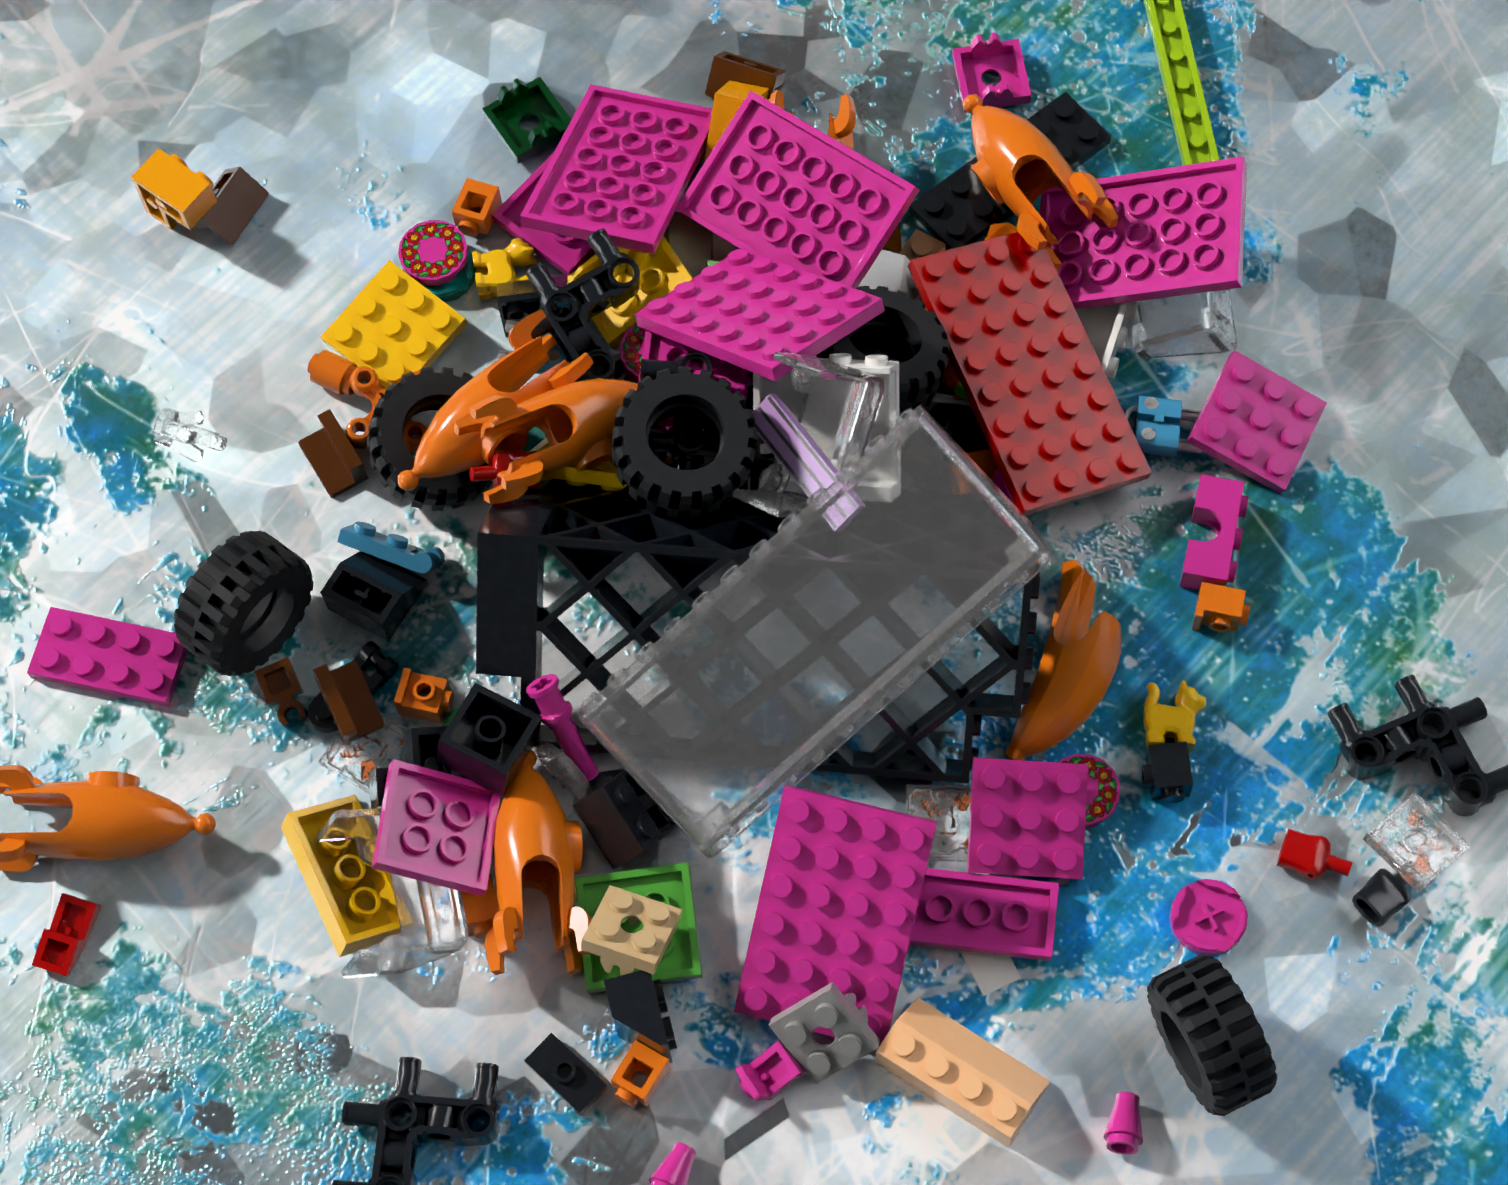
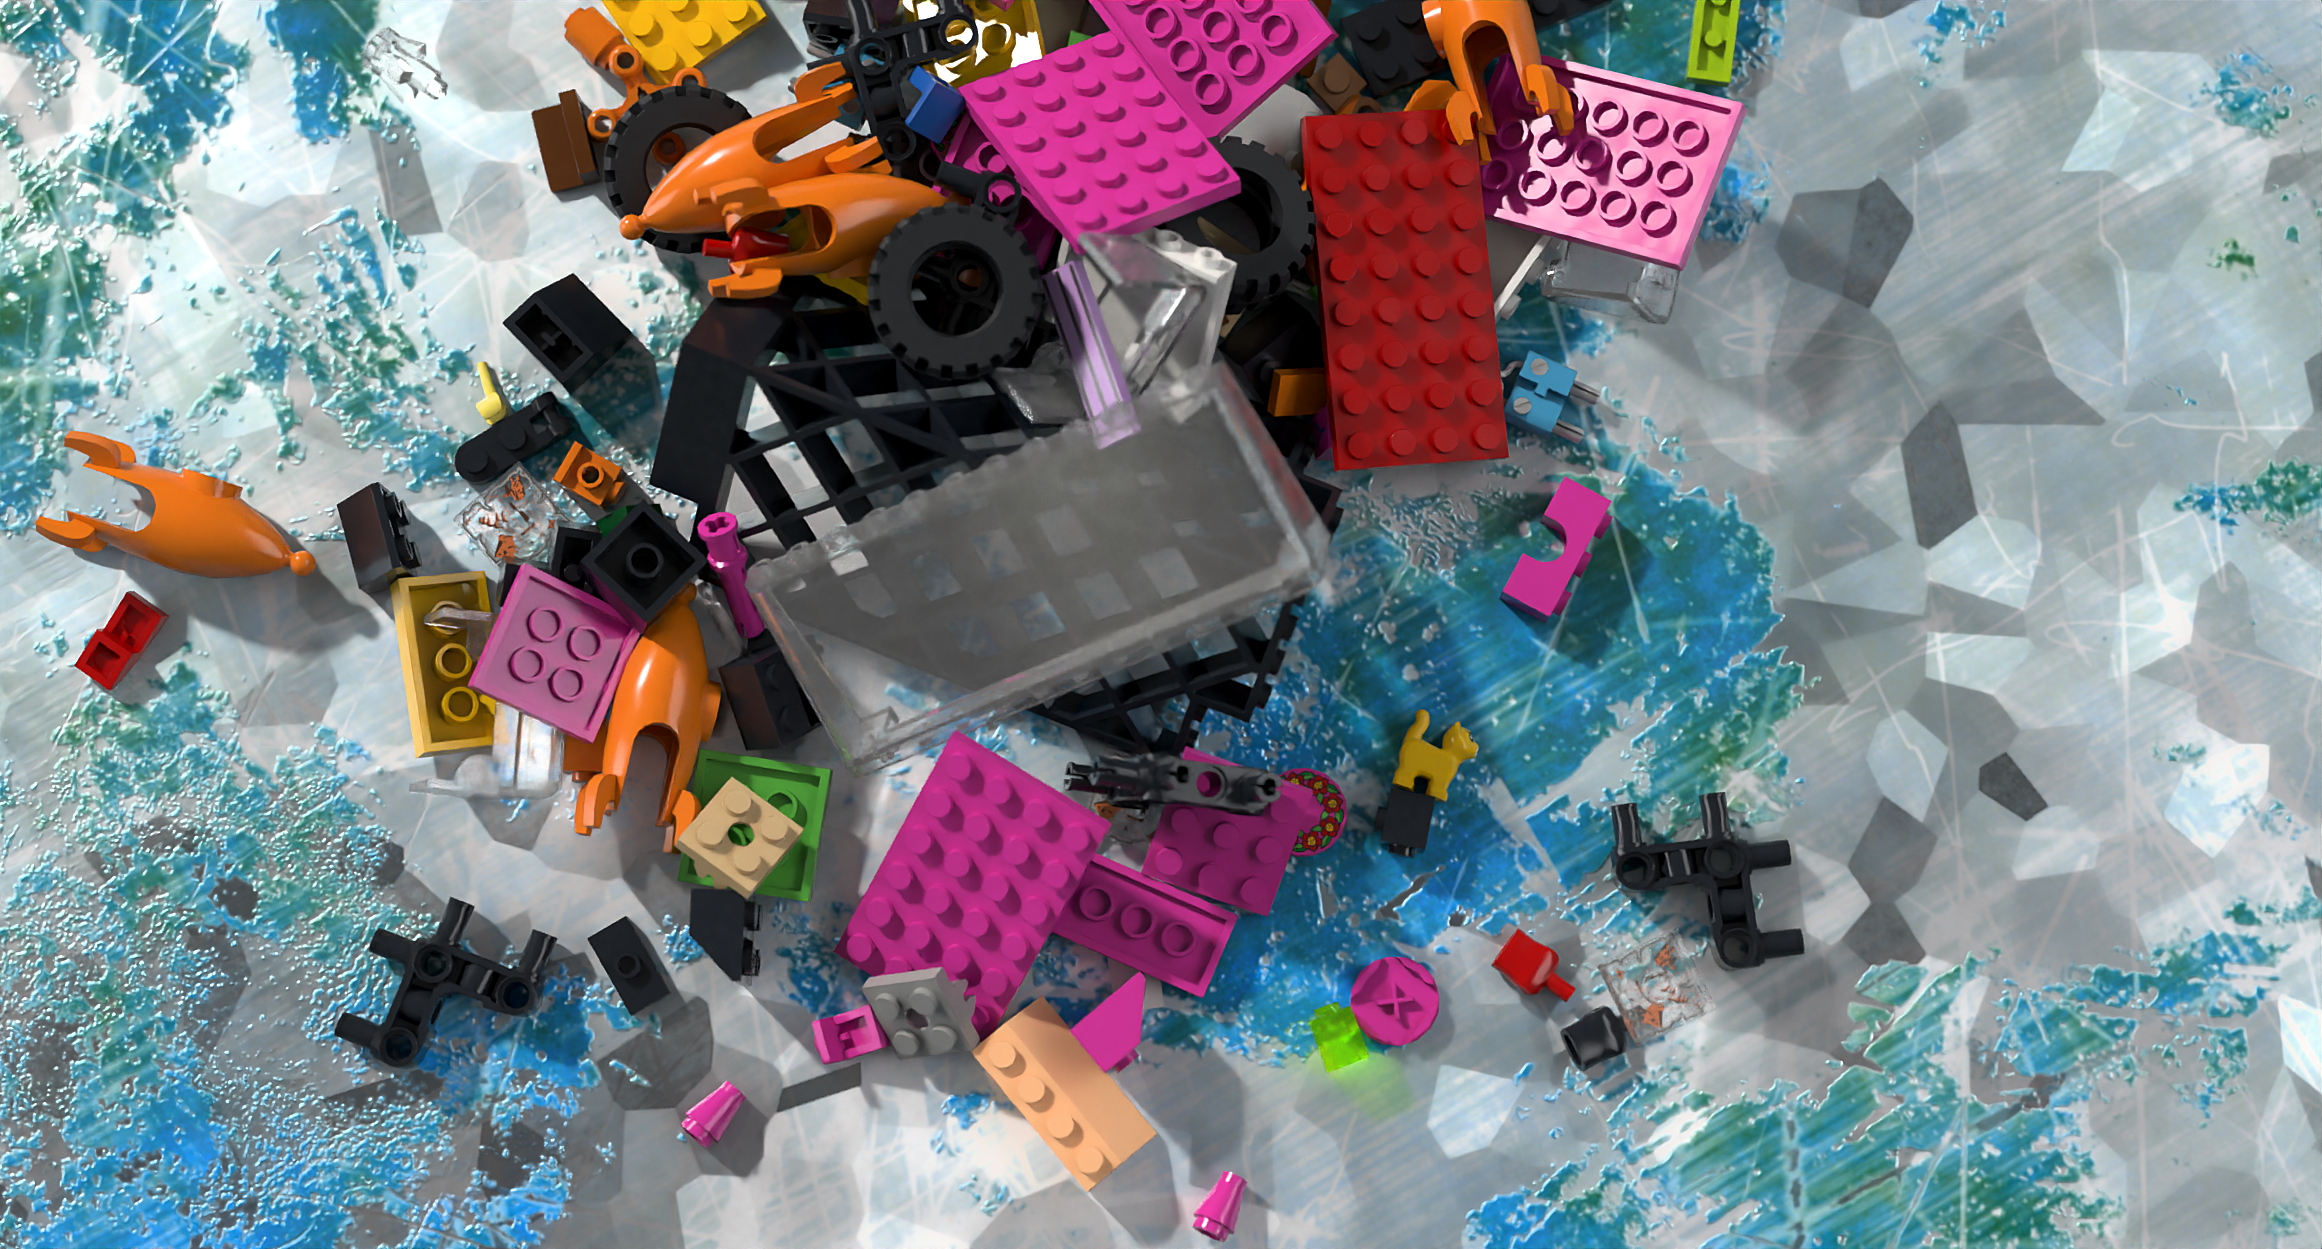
camera: 15 degrees right, 15 degrees up
(108, 657) = (247, 318): dark pink plate -> none
(243, 603) = (408, 315): black tyre -> none
(261, 787) = (378, 538): none -> black slope
(280, 687) = (432, 414): reddish brown plate -> none
(321, 654) = (492, 407): none -> light yellow hand
(349, 701) = (502, 461): reddish brown panel -> none
(391, 548) = (601, 283): dark azure plate -> none
(622, 331) = (936, 107): none -> blue panel
(639, 1061) = (689, 995): orange brick -> none
(948, 789) = (1172, 780): none -> black pin
(988, 997) = (1115, 1026): none -> dark pink slope
(1072, 670) = (1339, 665): orange piece -> none
(1168, 949) = (1337, 1037): none -> clear neon green brick
(1212, 1034) = (1340, 1150): black tyre -> none
(1220, 608) = (1533, 644): orange brick -> none
(1257, 422) = (1656, 425): dark pink plate -> none

